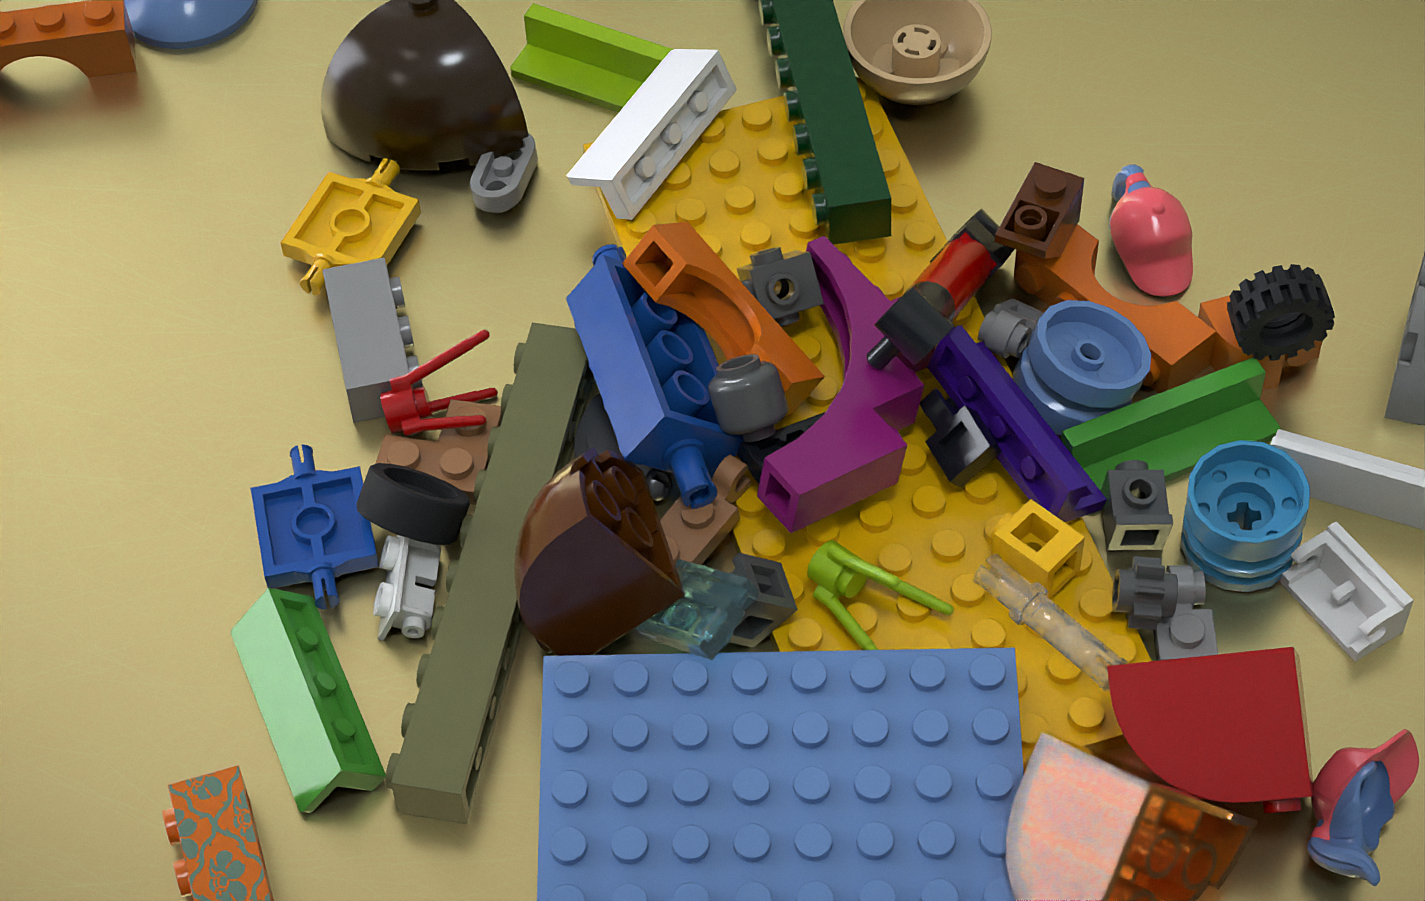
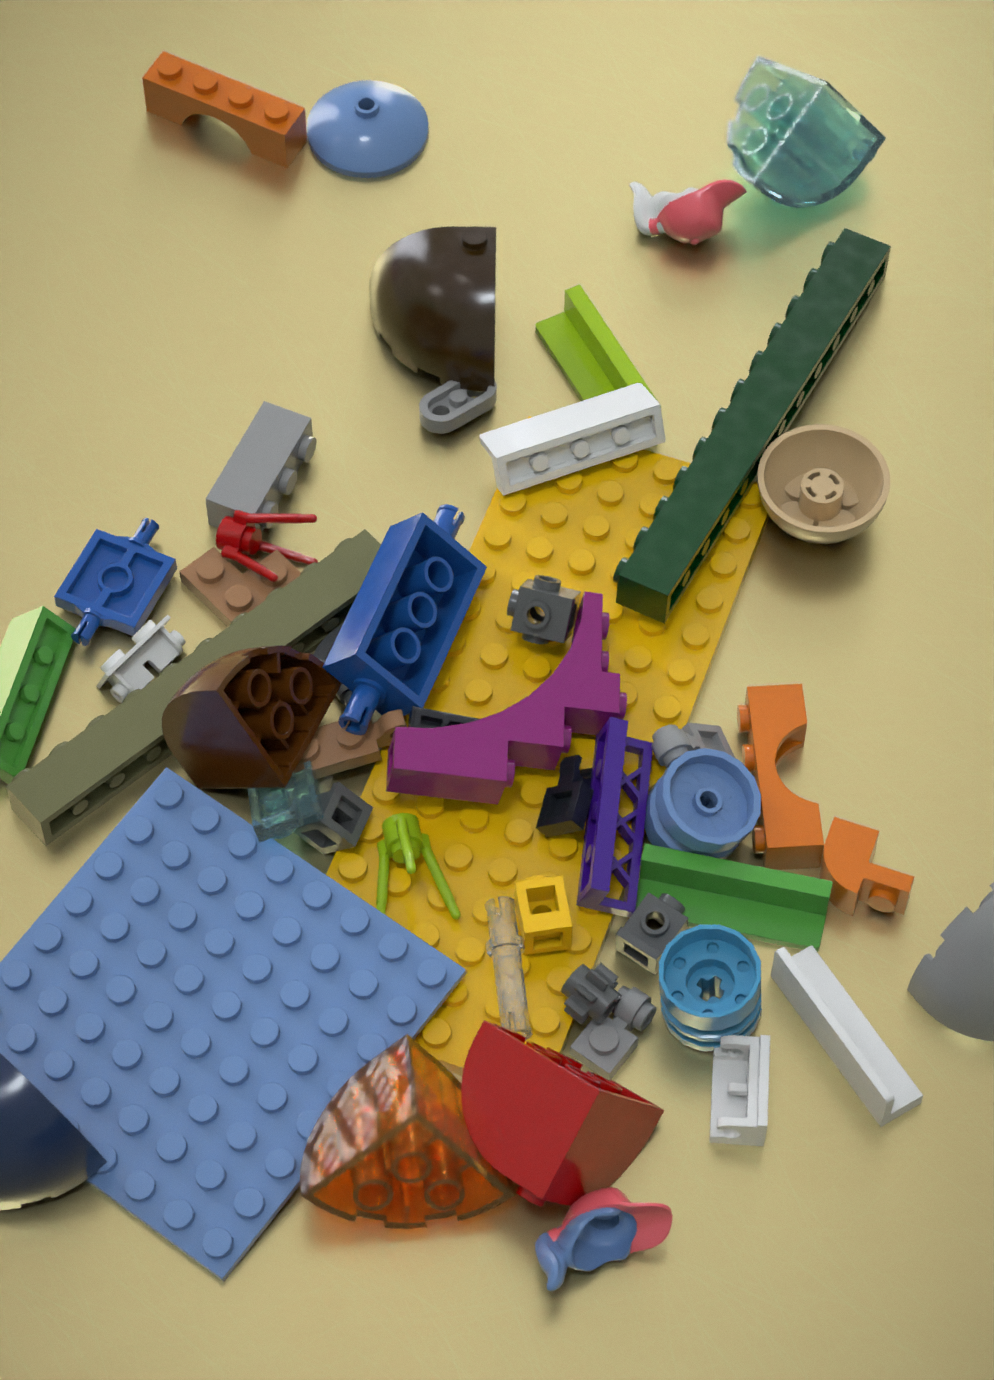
camera: 35 degrees right, 5 degrees up
(350, 223) = (322, 378): yellow plate -> none
(412, 504) = (179, 607): black tyre -> none
(690, 277) = (475, 559): orange arch -> none
(748, 397) = (433, 677): dark grey head -> none
(940, 293) = (643, 685): black piece -> none
(1043, 212) = (764, 678): reddish brown slope -> none
(1151, 234) = (862, 744): coral hair -> none
(1280, 312) = (860, 860): black tyre -> none

